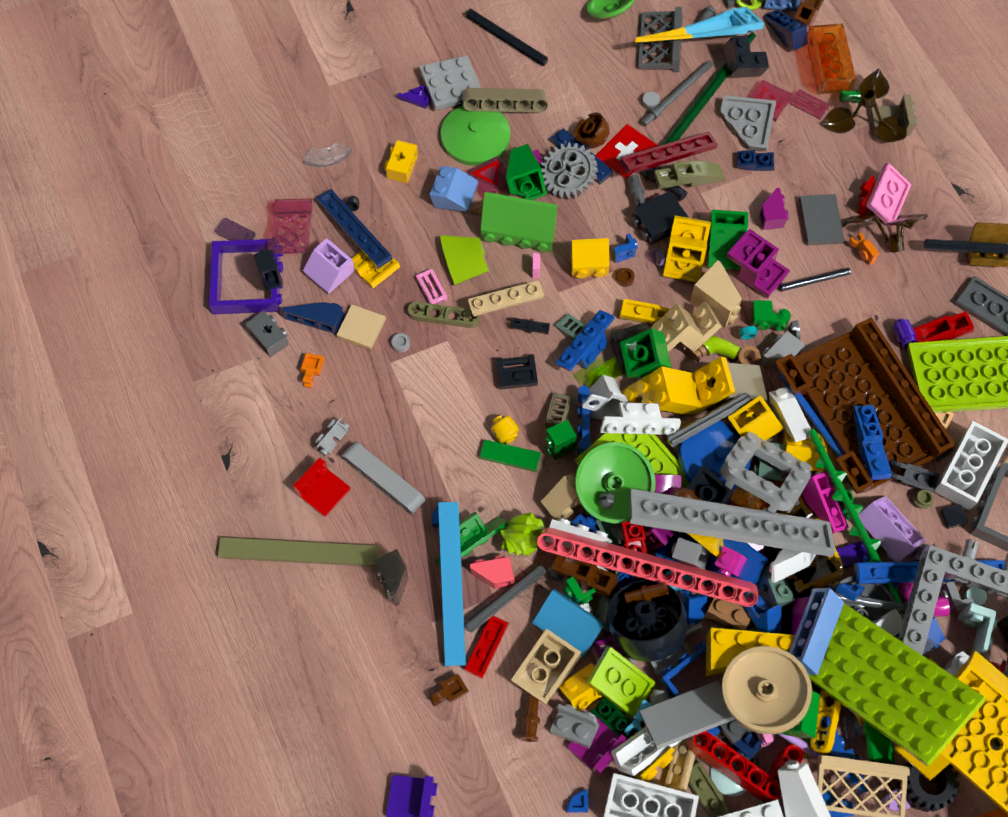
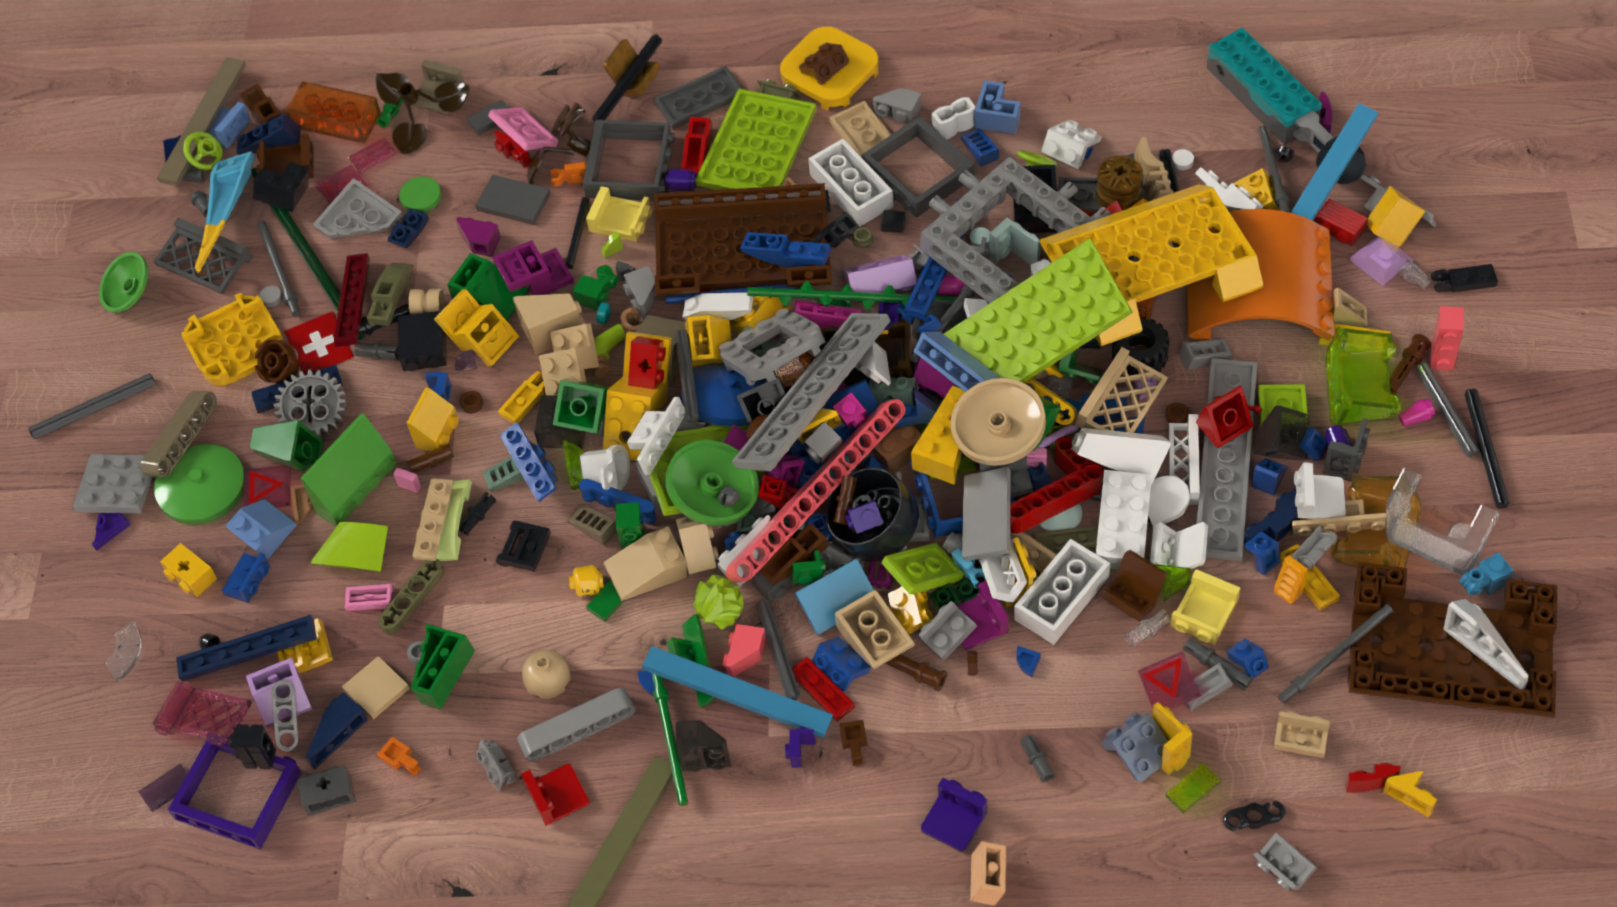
camera: 60 degrees left, 10 degrees down
(300, 281) = (285, 727): none -> light grey beam
(390, 361) = (440, 665): none -> green wedge
(413, 201) = (246, 577): none -> blue bracket
(417, 437) = (545, 674): none -> tan cylinder
(425, 647) = (798, 737): none -> dark purple bracket
(428, 528) = (661, 697): none -> green bar
(496, 319) = (450, 542): none -> yellowish green slope
(513, 650) = (840, 662): none -> blue bracket
(535, 466) = (647, 564): none -> tan slope
(557, 757) = (972, 663): none -> reddish brown tile
(562, 272) = (430, 458): none -> reddish brown pin
(602, 90) = (228, 339): none -> yellow tile
(632, 615) = (864, 517): none -> dark purple bracket
(693, 203) = (426, 302): none -> tan wheel
(703, 383) = (639, 371): none -> red brick
(778, 52) = (278, 157): none -> reddish brown panel
(791, 153) = (420, 194): none -> bright green tile
(814, 310) = (612, 246): none -> lime tile
(845, 301) = (618, 214): none -> light yellow panel
(881, 159) = (481, 122): none -> dark grey tile
(894, 258) = (627, 130): none -> dark grey window

